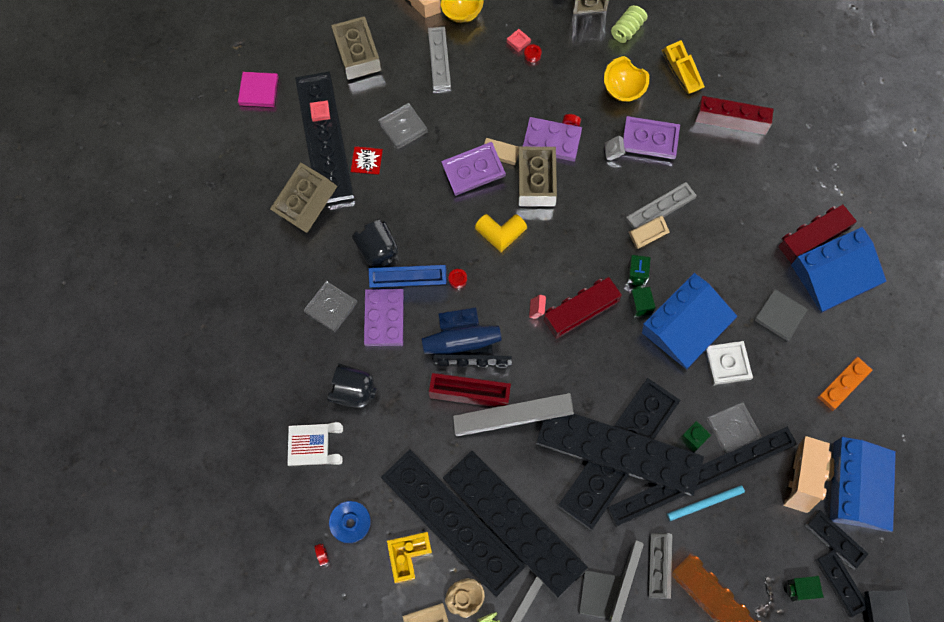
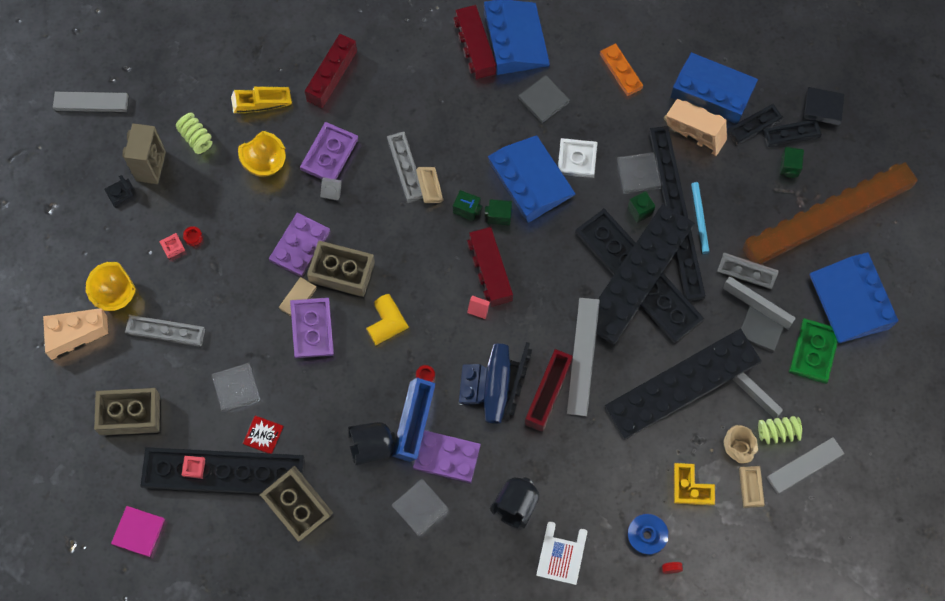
camera: 75 degrees left, 0 degrees up
(453, 523) = (667, 440): black plate -> none
(571, 119) = (286, 220): red tile -> none

